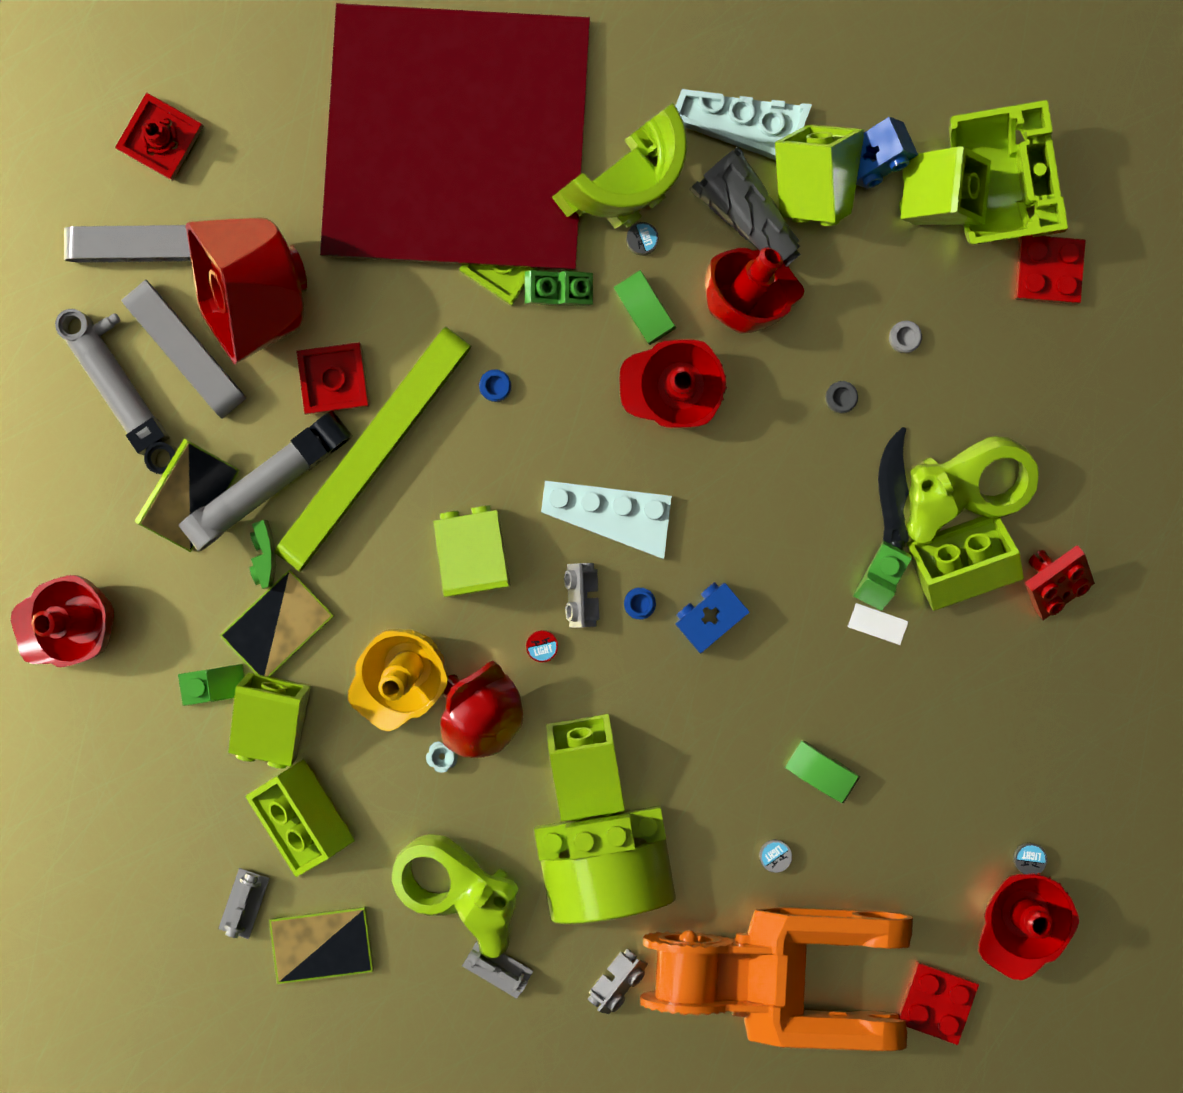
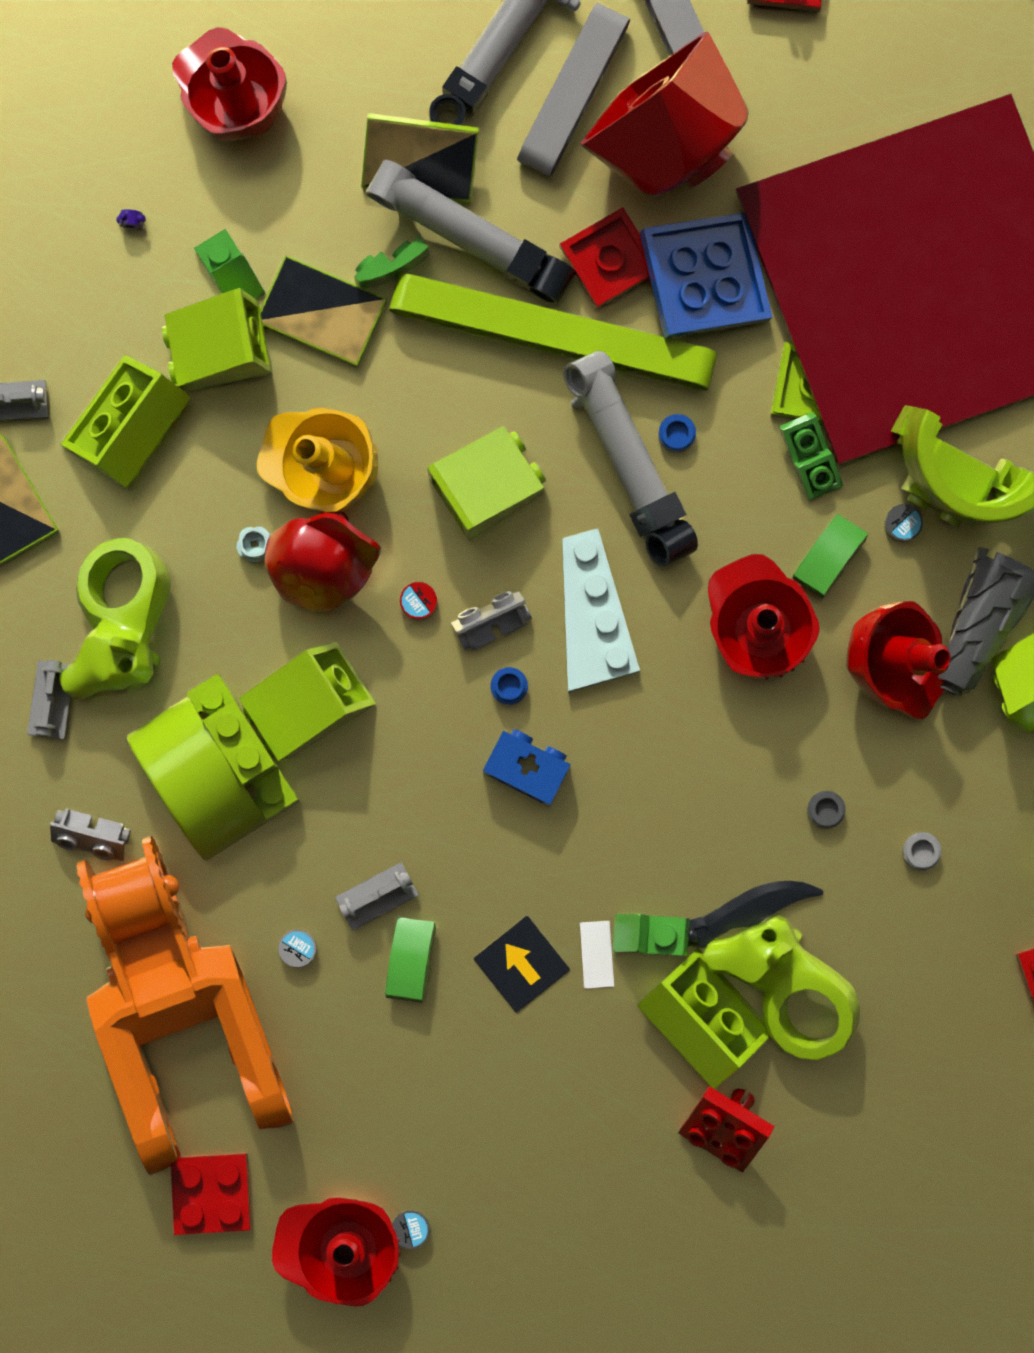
camera: 65 degrees right, 5 degrees down
(137, 746) = (130, 219): none -> dark purple piece
(379, 309) = (705, 275): none -> blue plate
(552, 429) = (656, 511): none -> light grey piece
(760, 777) = (376, 896): none -> light grey hinge
(860, 685) = (521, 964): none -> black sticker

